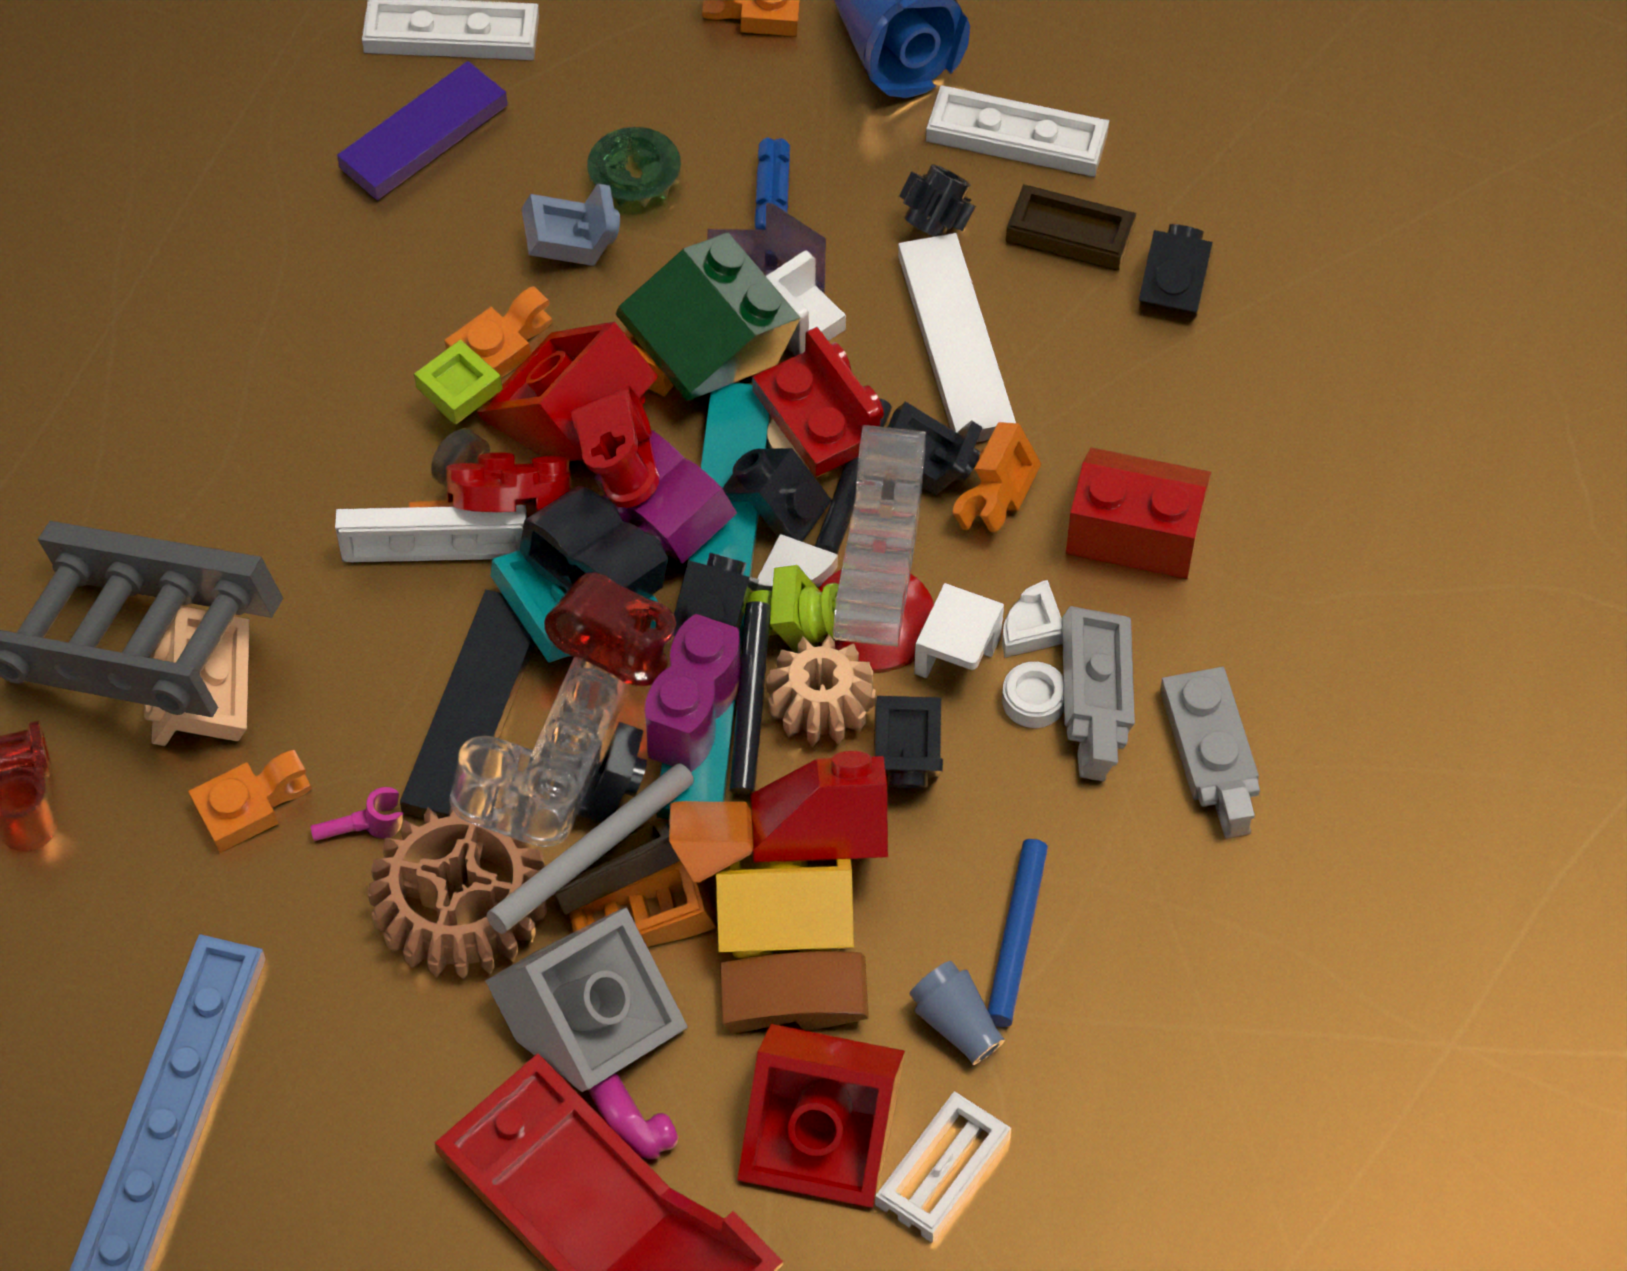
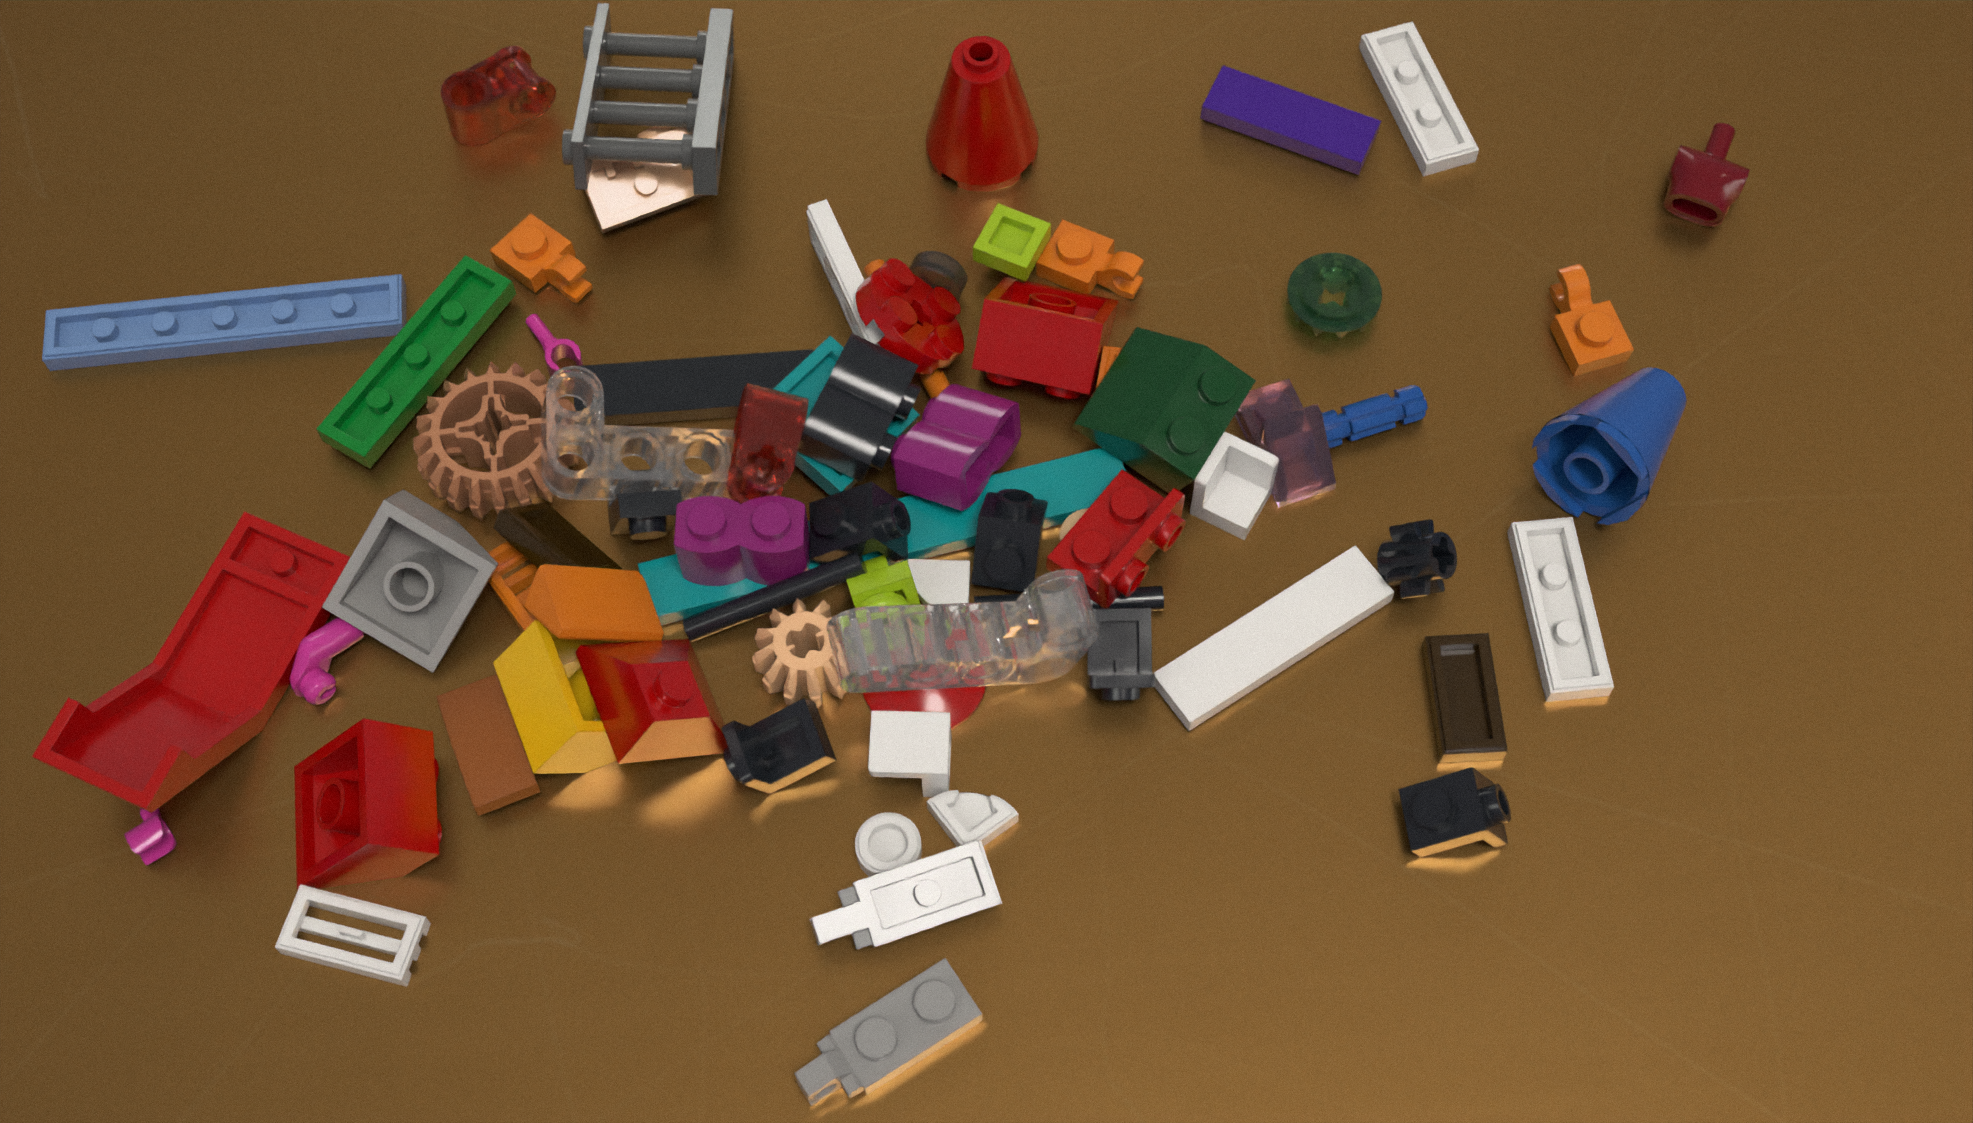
camera: 70 degrees right, 5 degrees up
(303, 359) = (981, 119): none -> red cone
(320, 944) = (416, 361): none -> green plate
(570, 228) = (1230, 265): sand blue bracket -> none
(589, 848) = (556, 519): light grey bar -> none
(618, 446) = (972, 373): red piece -> none
(956, 1010) = (506, 891): sand blue cone -> none
(1005, 473) = (1120, 730): orange plate -> none
(1017, 932) = (618, 918): blue bar -> none
(1137, 512) = (1142, 869): red slope -> none

